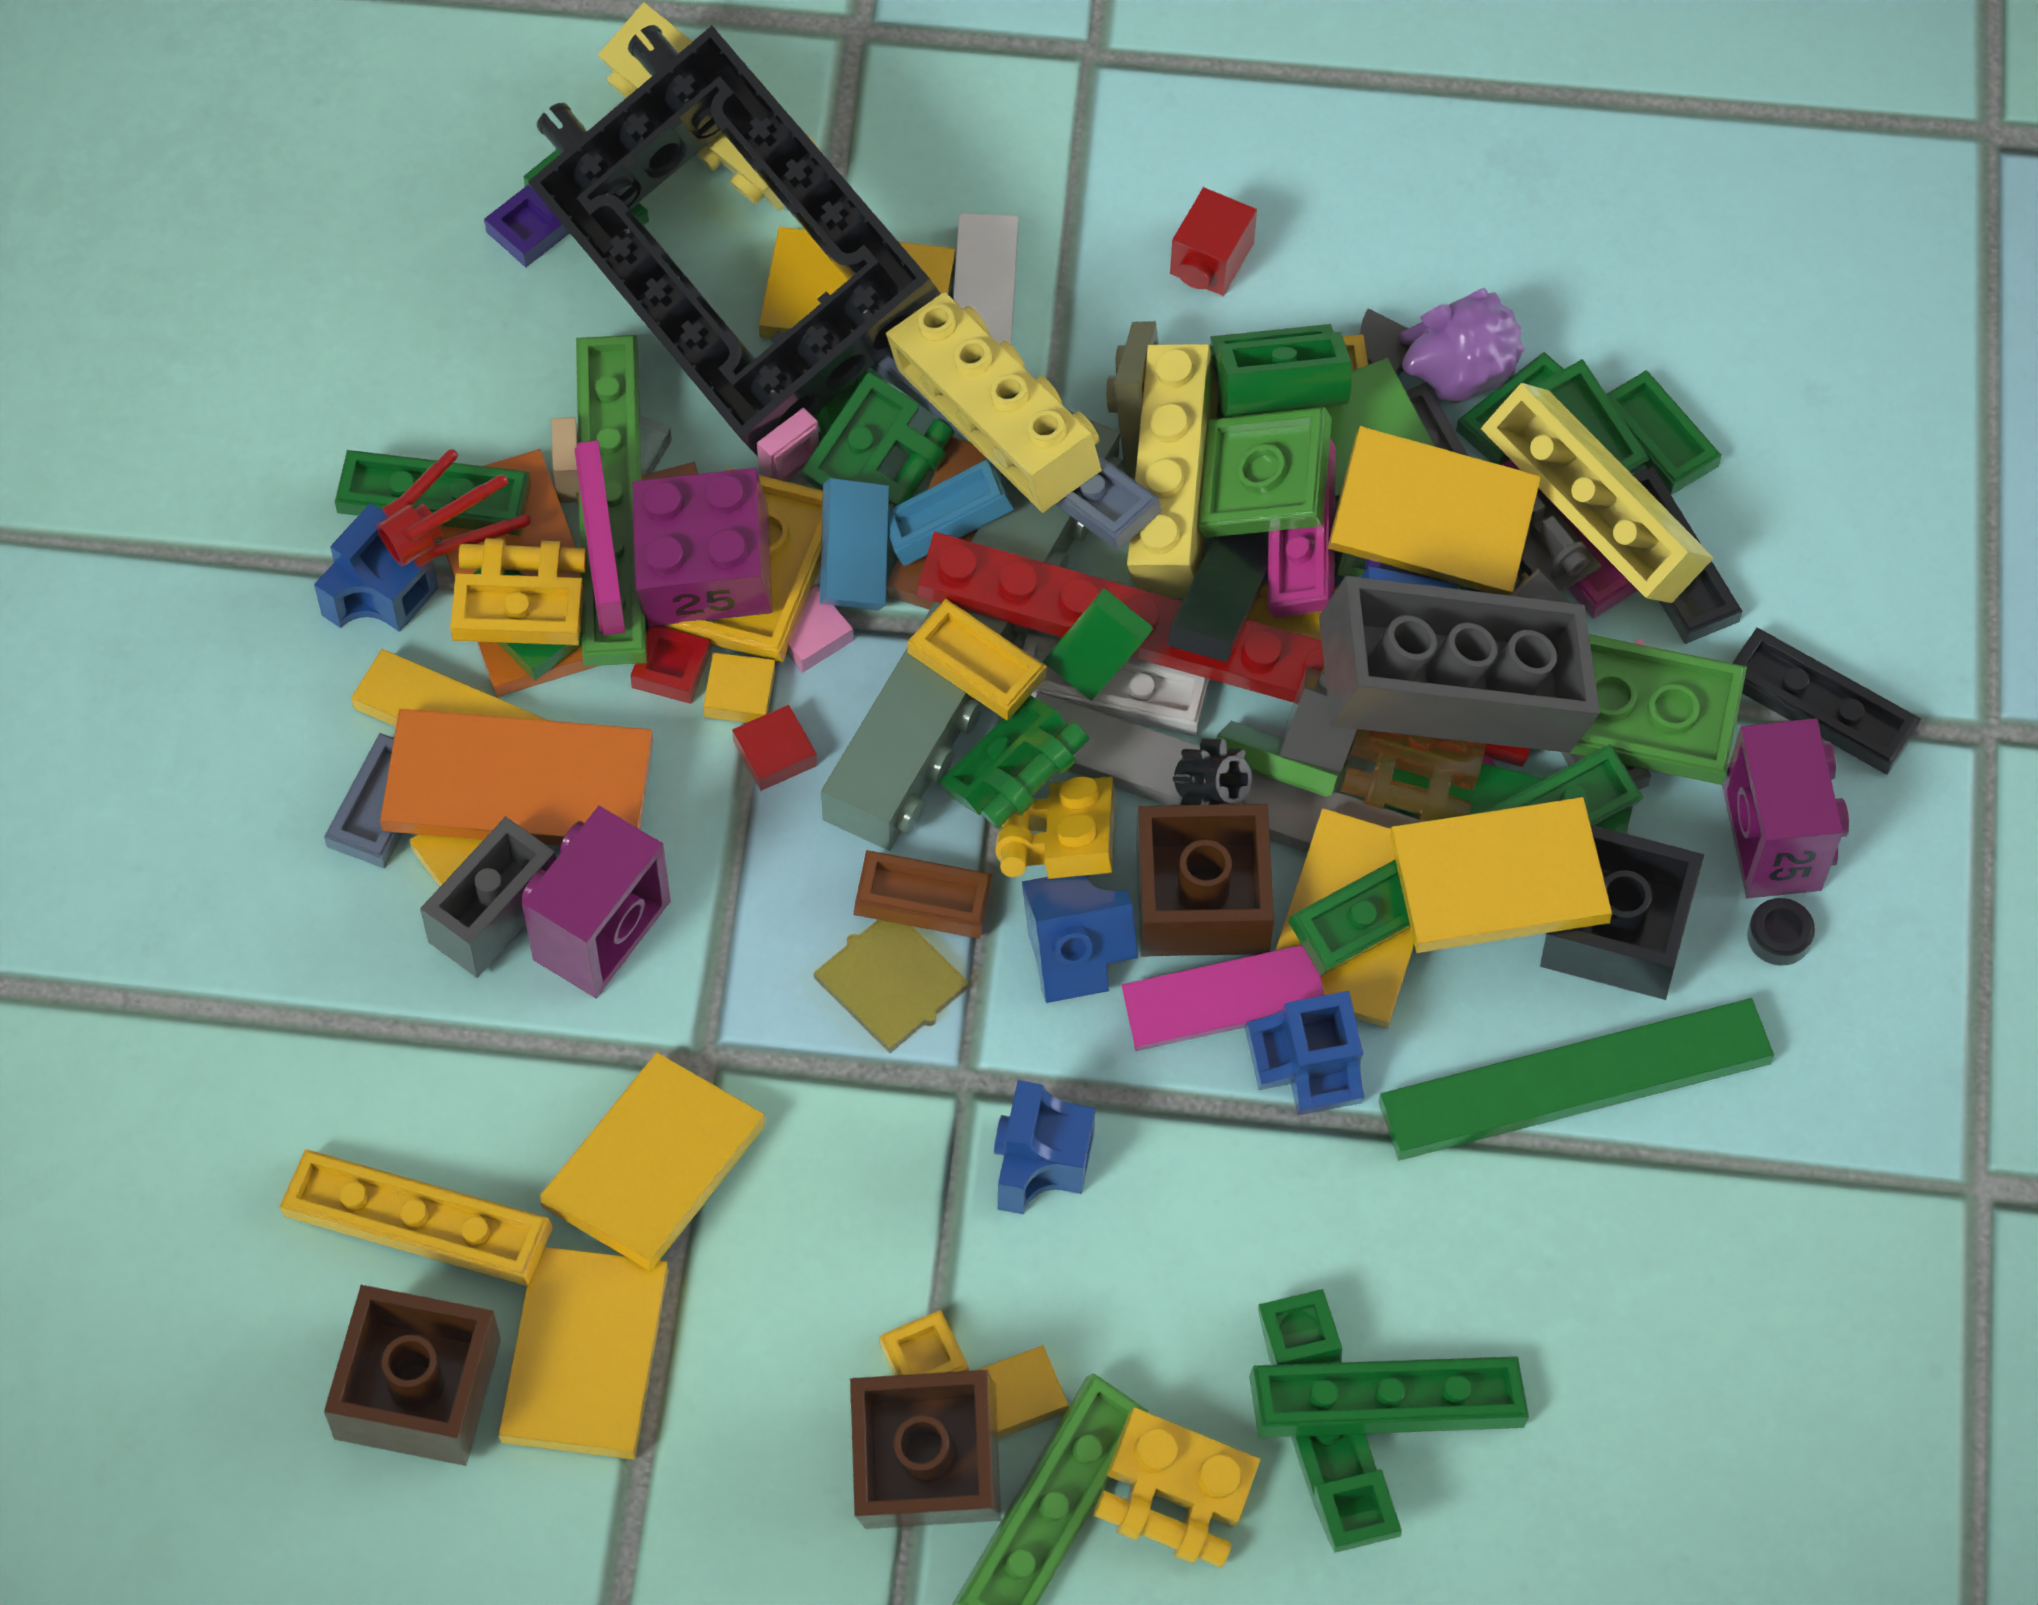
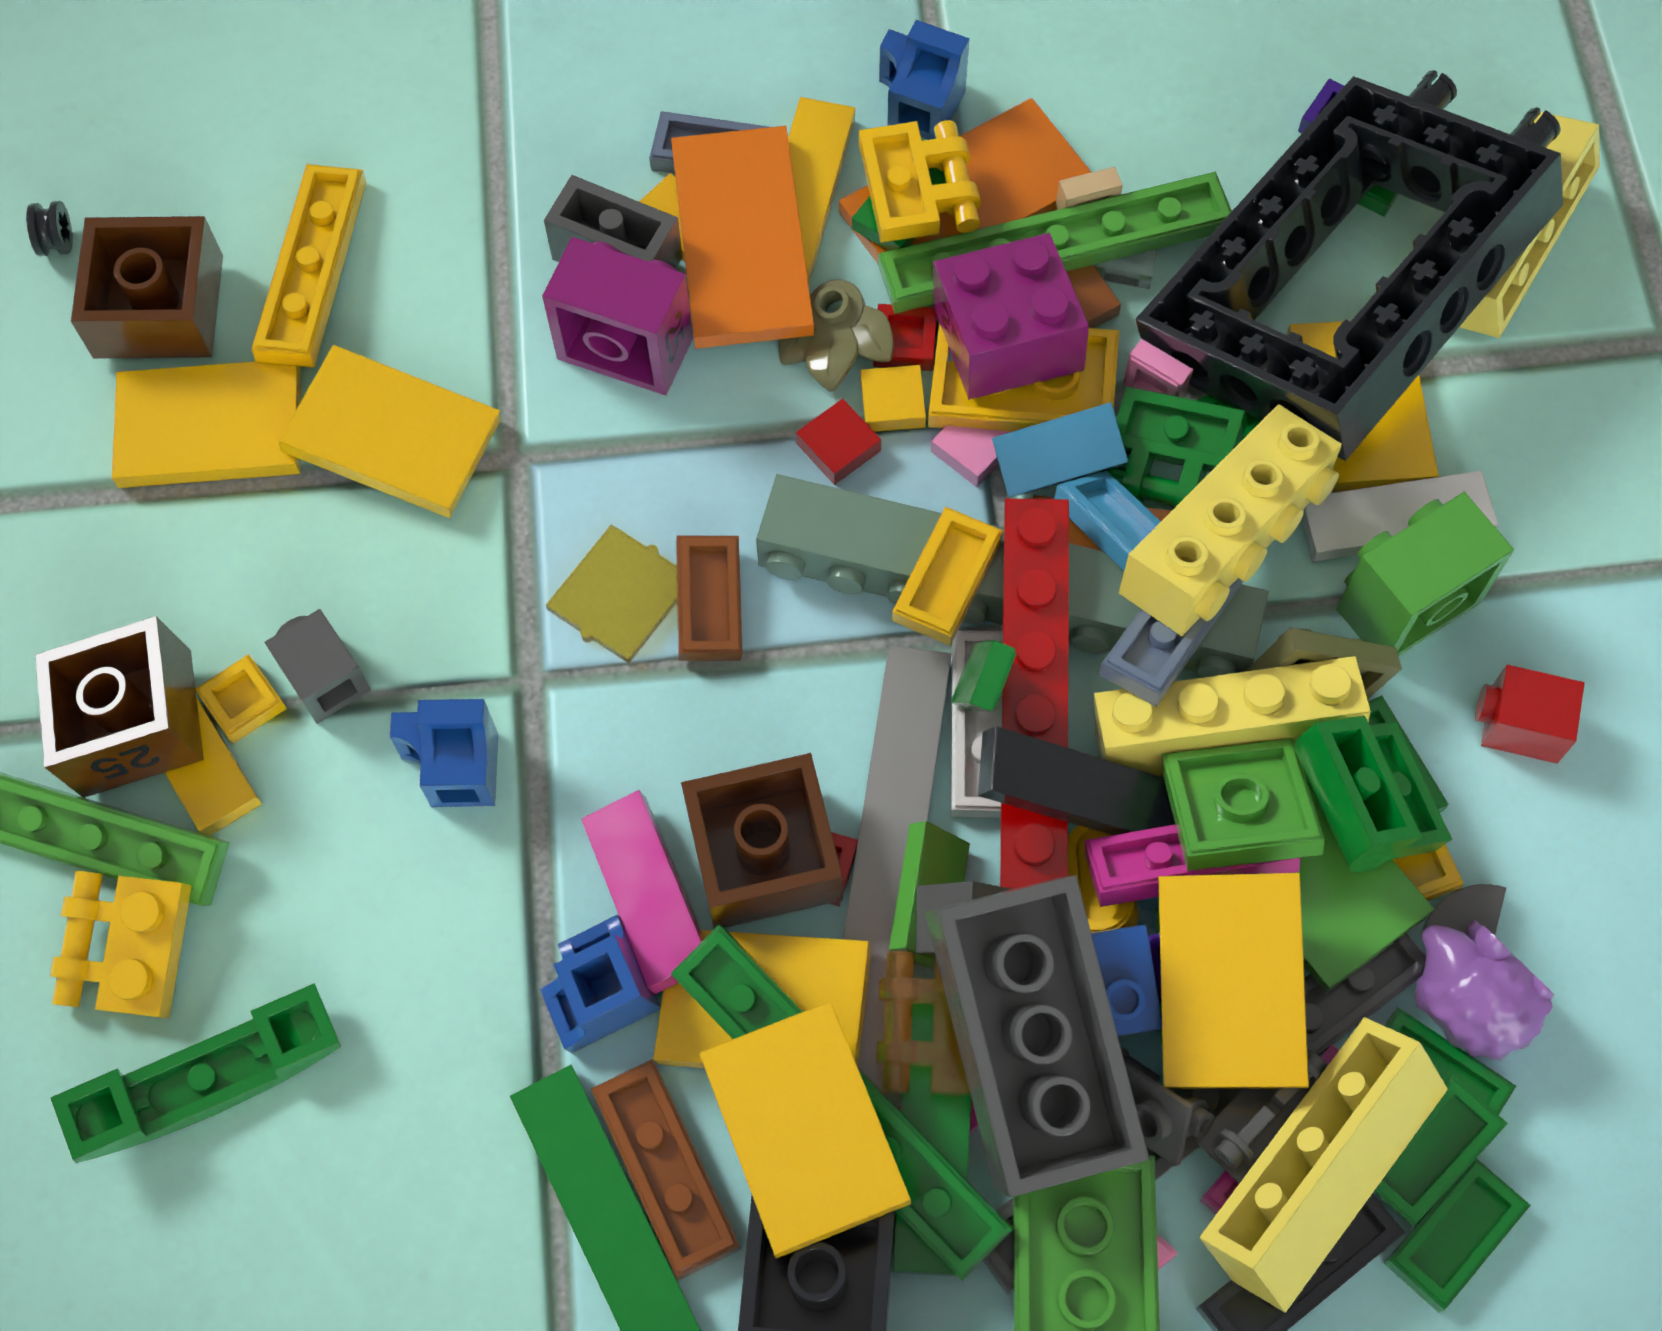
camera: 80 degrees right, 5 degrees up
(285, 1489) = (49, 228): none -> black bush
(385, 477) = (1020, 104): green tile -> none
(412, 531) = (948, 76): red plant -> none
(599, 538) = (991, 223): dark pink tile -> none
(665, 707) = (839, 335): none -> olive plate
(912, 1264) = (317, 665): none -> dark grey brick
(1014, 762) = (847, 637): green plate -> none
(1071, 280) = (1423, 574): none -> bright green brick
(1076, 934) = (682, 730): blue brick -> none
(1077, 834) = (794, 714): yellow plate -> none
(1213, 774) = (872, 824): black gear -> none
(1388, 1396) = (236, 1131): green tile -> none
(1487, 1033) = (665, 1169): none -> dark orange tile

